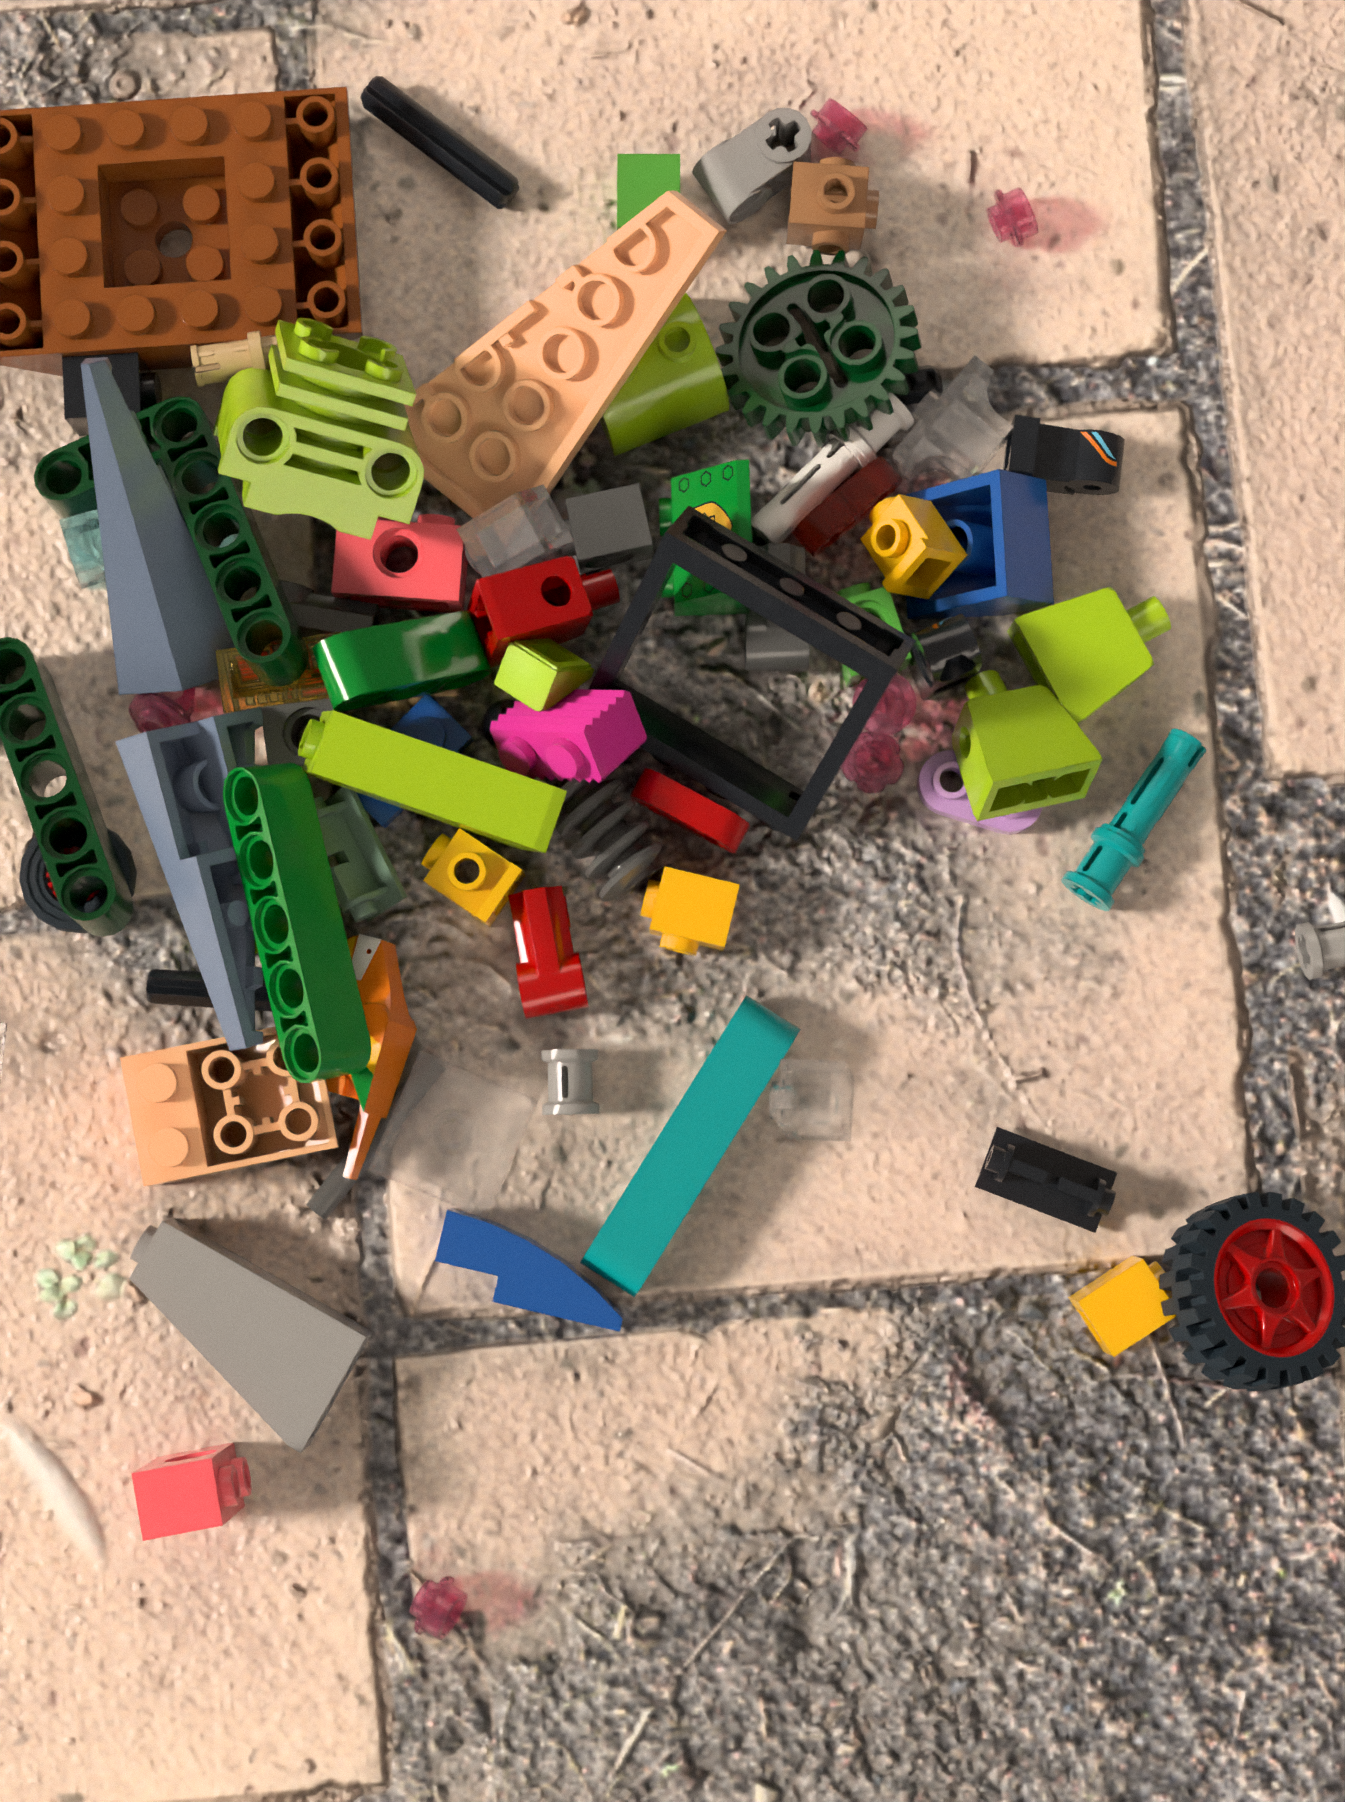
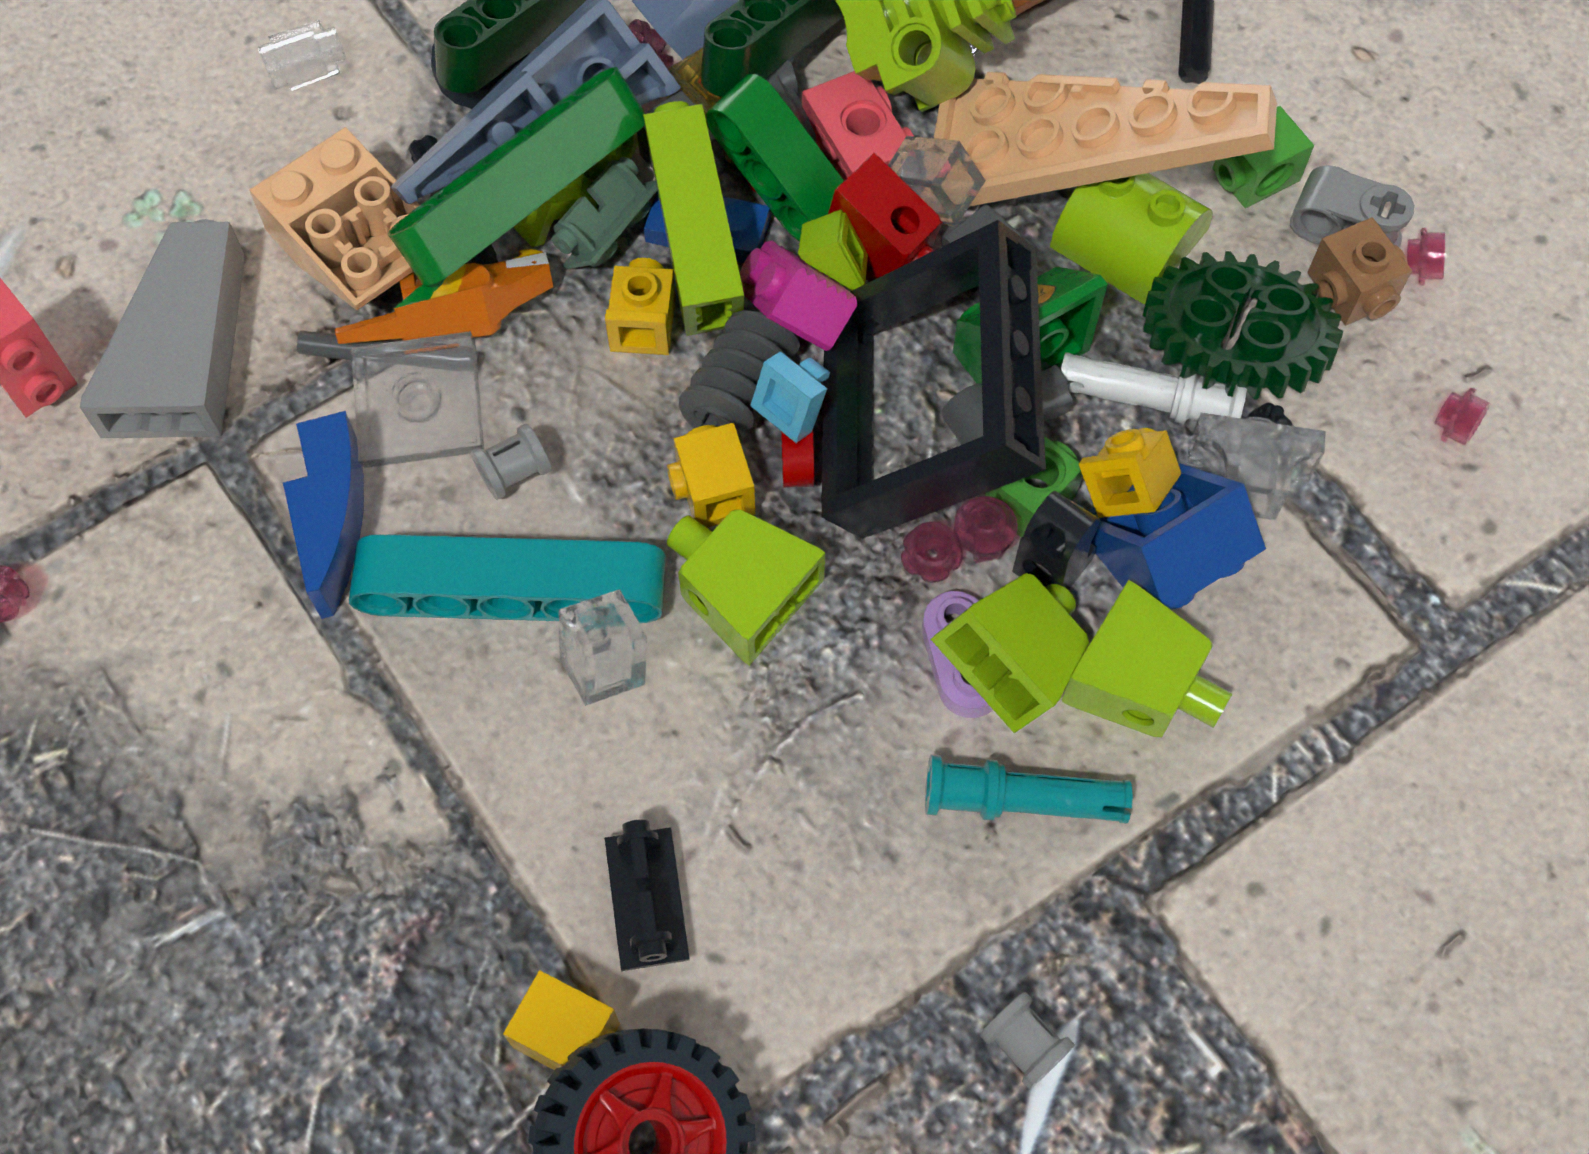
camera: 60 degrees right, 20 degrees down
(548, 967) = (597, 400): red piece -> none
(680, 802) = (790, 394): none -> medium azure tile
(809, 940) = (745, 577): none -> lime torso
(847, 506) = (1111, 408): clear red beam -> none
(1065, 457) = (1295, 559): black leg -> none

